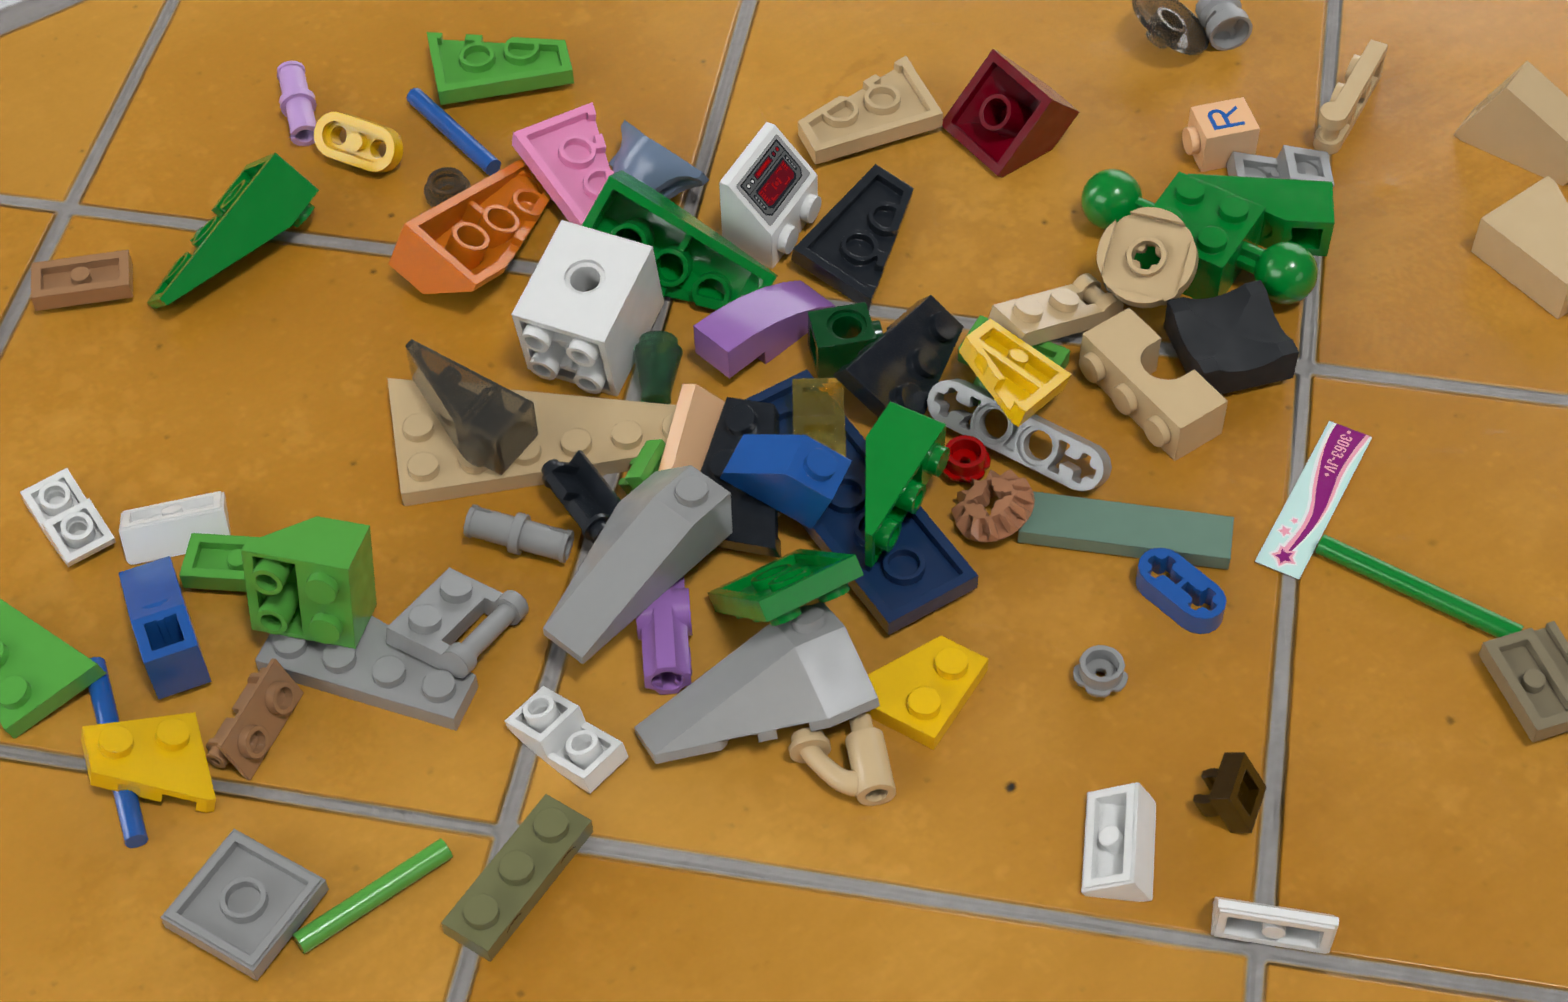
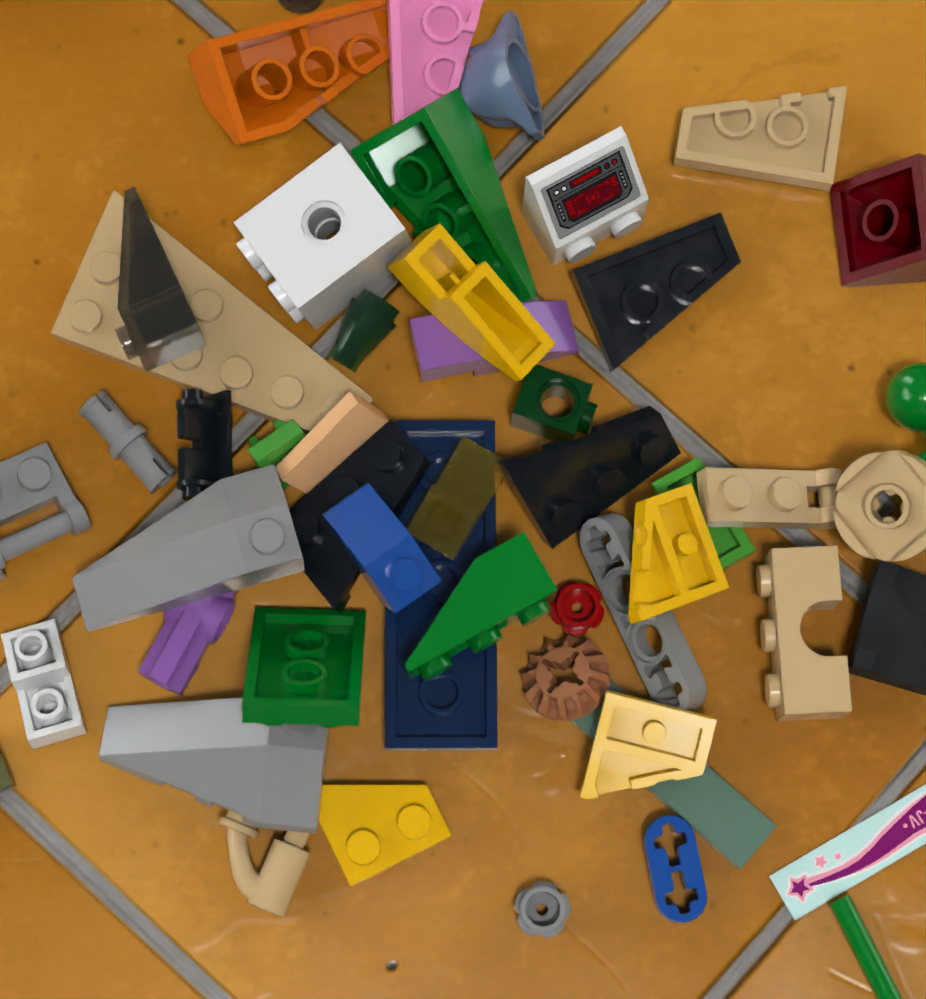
camera: 25 degrees right, 25 degrees up
(733, 285) = (471, 302): none -> yellow slope
(1090, 508) = (644, 745): none -> yellow wing

